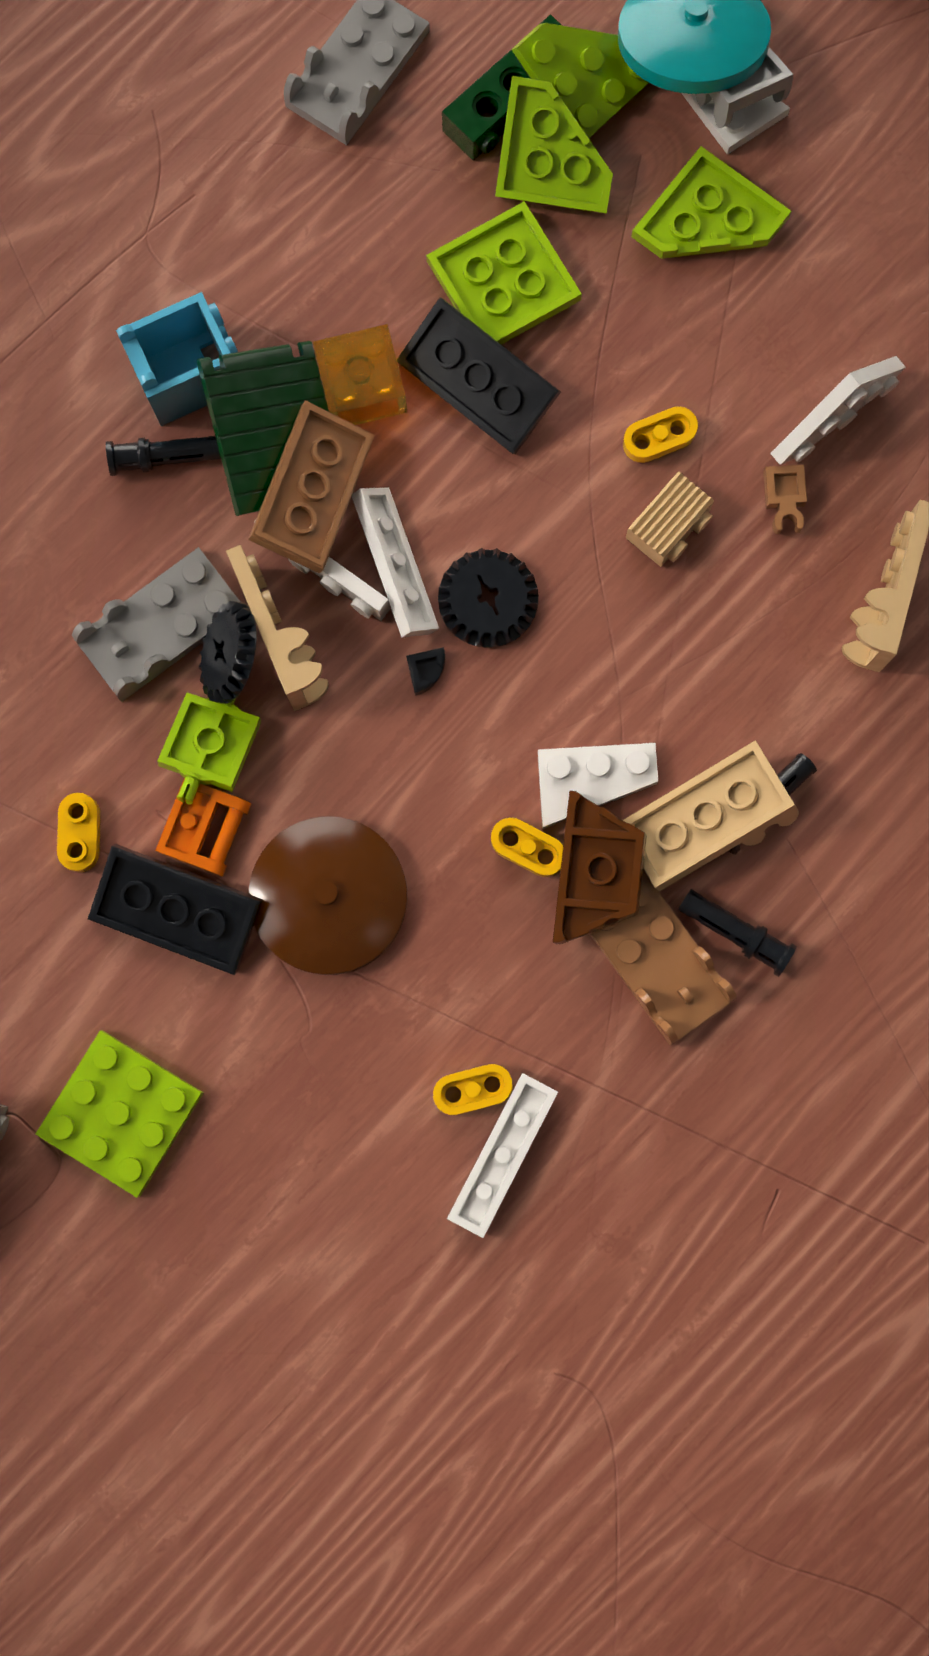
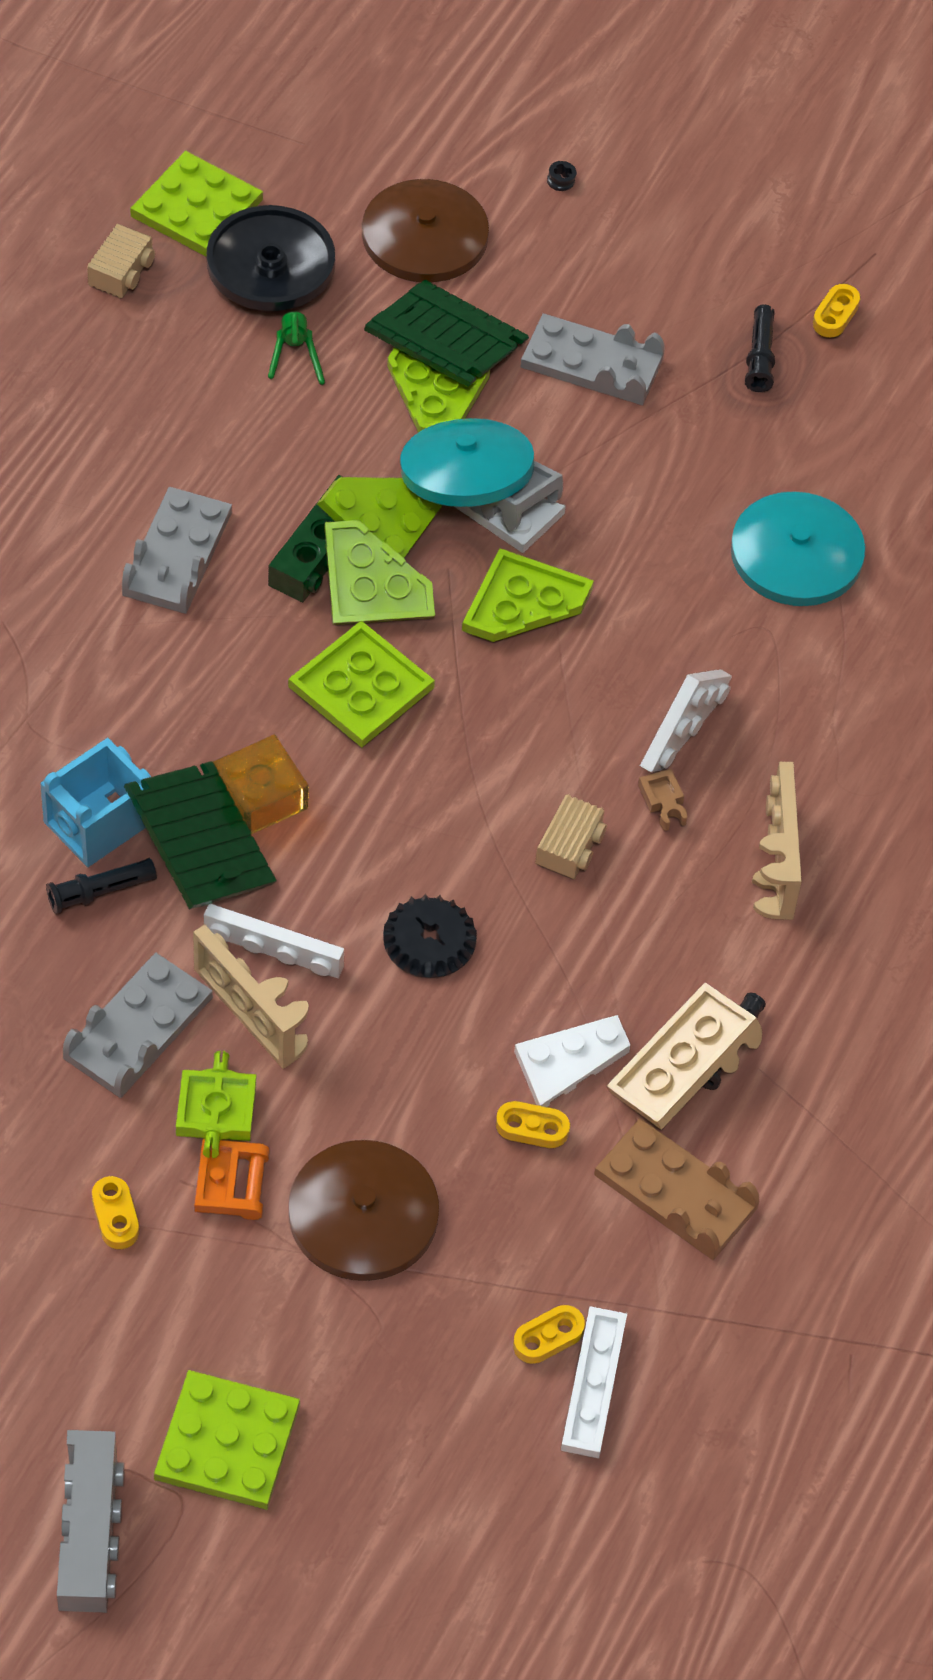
camera: 25 degrees left, 25 degrees down
(174, 909) = (226, 1251): black tile -> none
(228, 652) = (225, 1000): black gear -> none
(311, 487) = (249, 873): medium nougat tile -> none
(395, 562) = (338, 923): white plate -> none
(426, 669) = (392, 1005): black tile -> none
(478, 376) = (365, 762): black tile -> none
(598, 870) = (602, 1122): reddish brown wing -> none
(657, 434) = (536, 775): yellow plate -> none
(752, 940) = (758, 1151): black pin -> none

